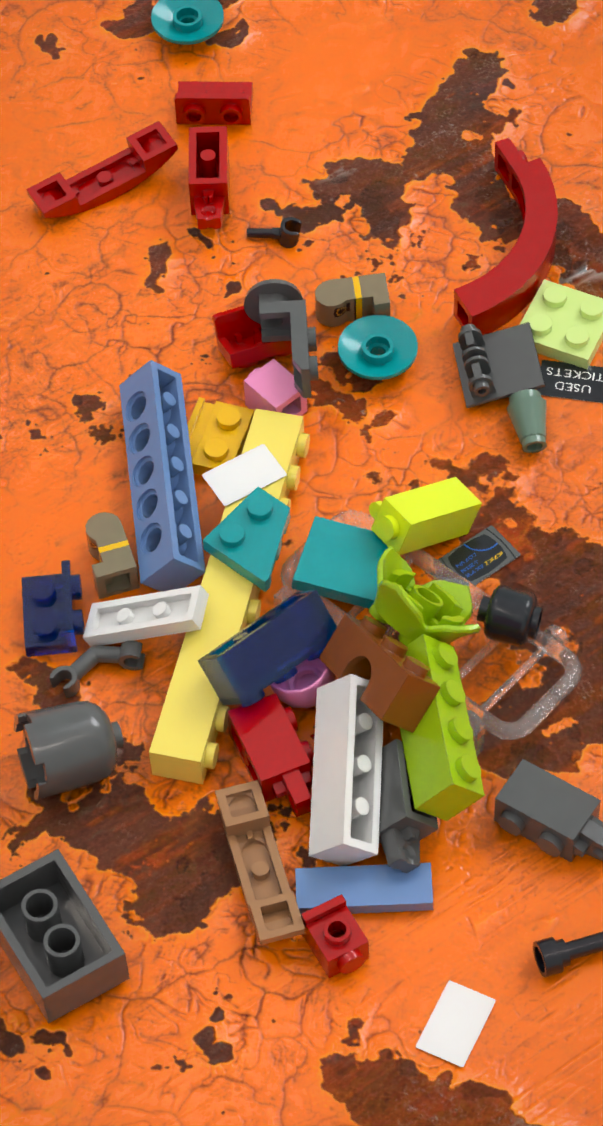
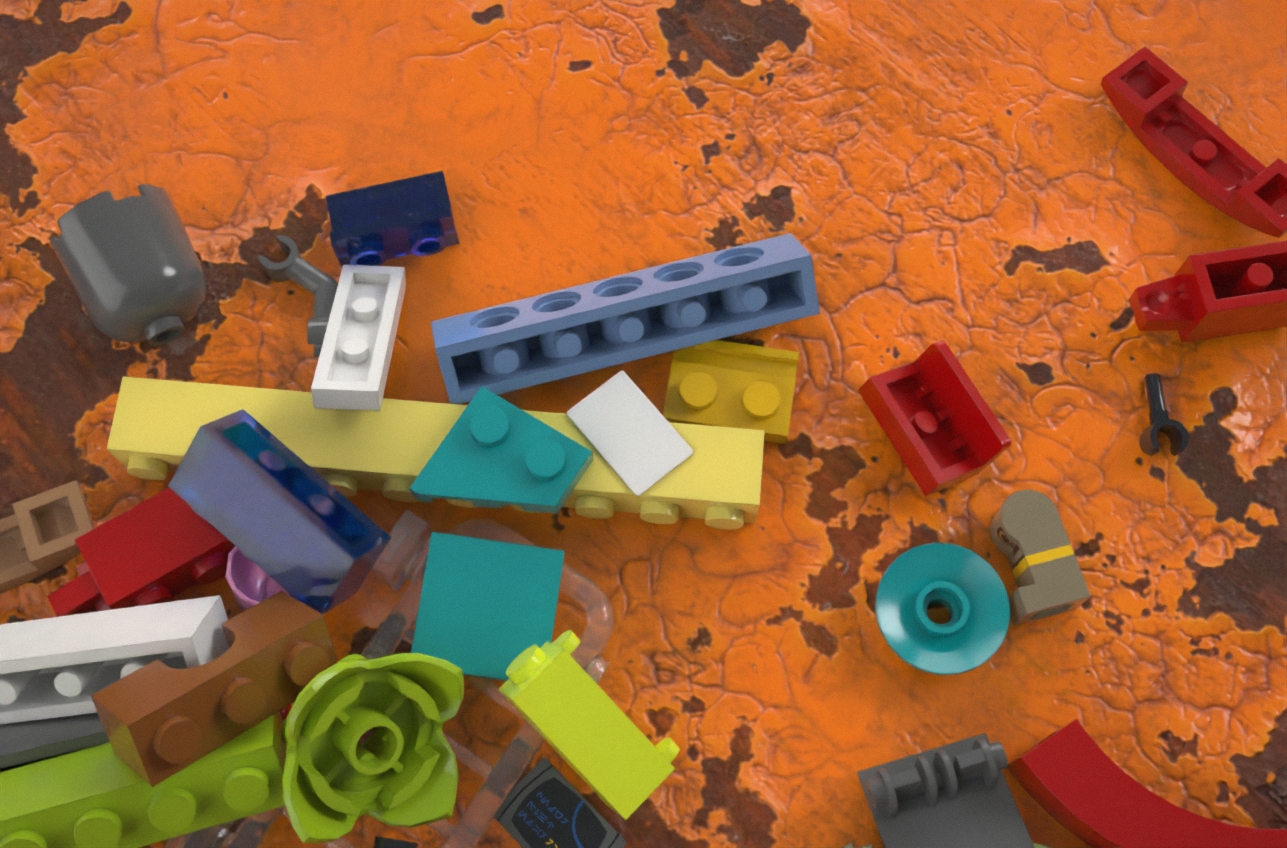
camera: 80 degrees right, 15 degrees up
(109, 545) = (502, 274): dark tan leg -> none
(273, 390) = (817, 460): bright pink brick -> none
(283, 317) = (943, 441): dark grey piece -> none

